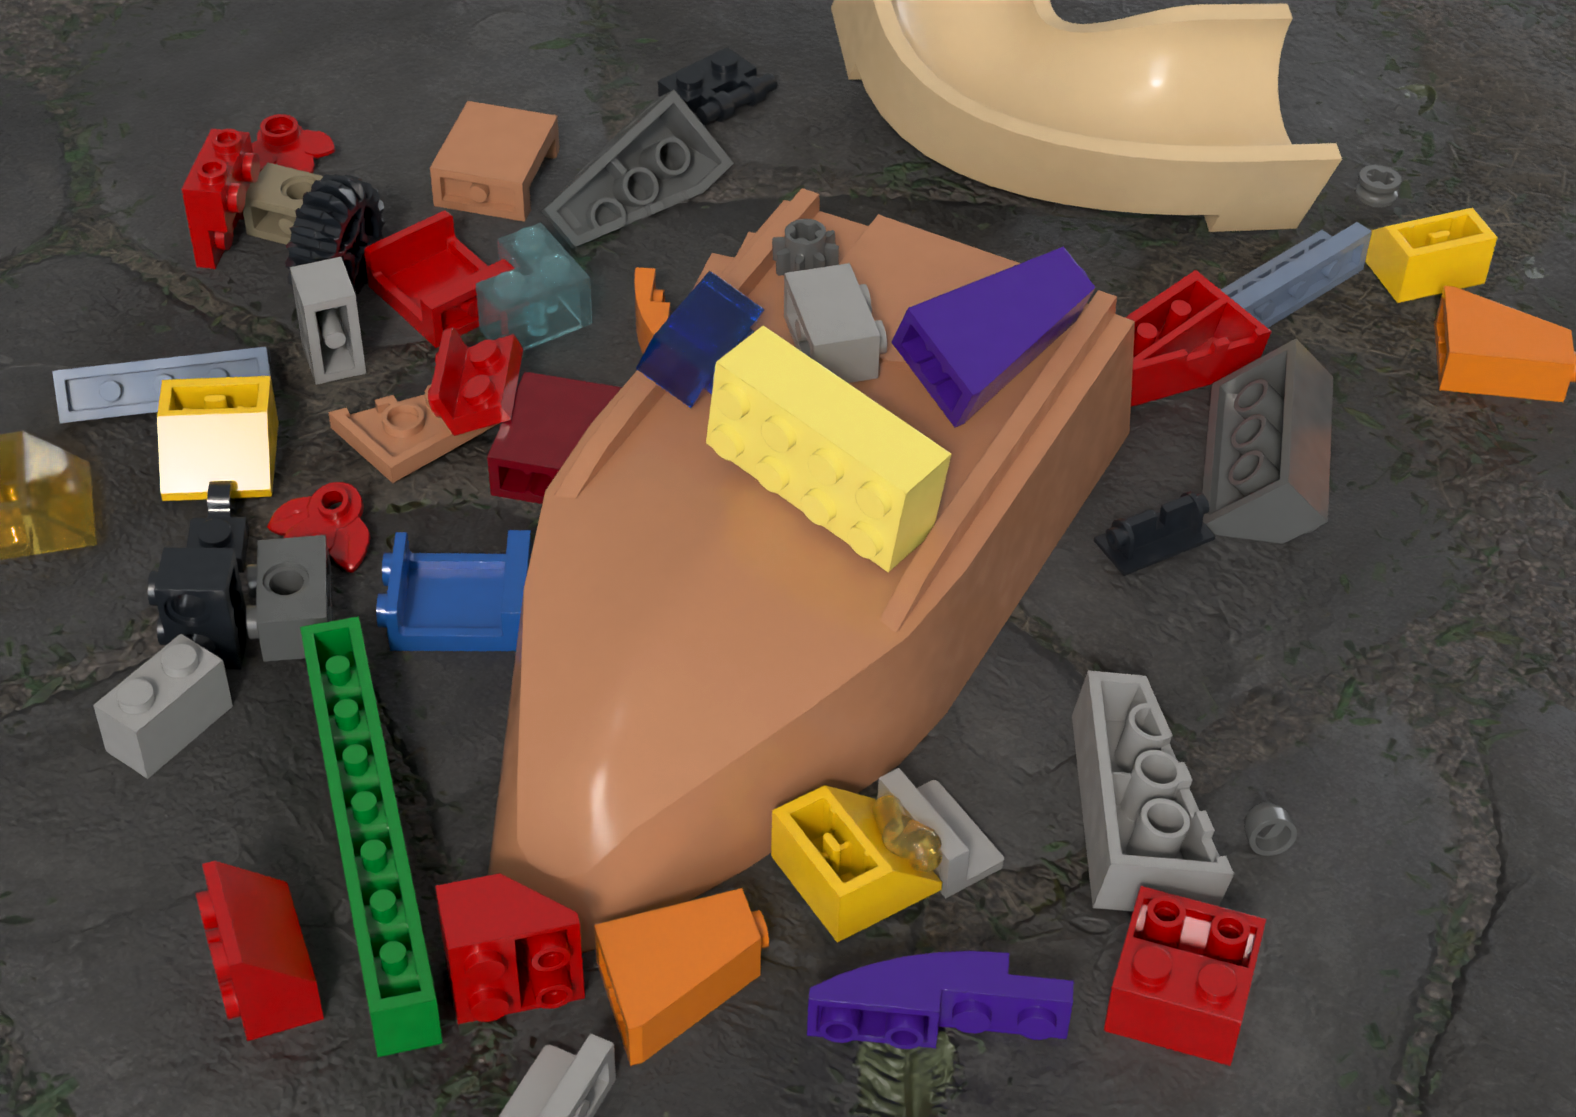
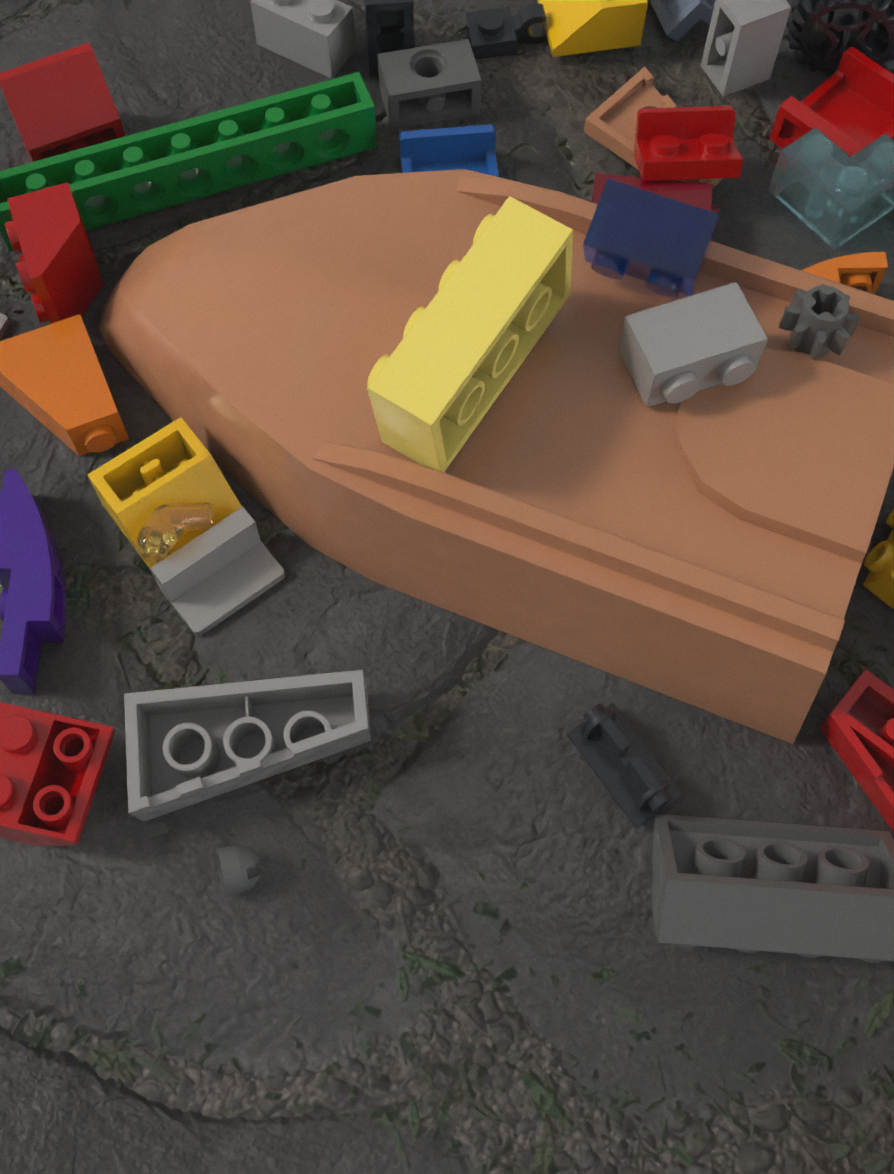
camera: 85 degrees right, 20 degrees up
(344, 530) = (520, 94): red plate -> none
(988, 331) = (724, 500): dark purple slope -> none

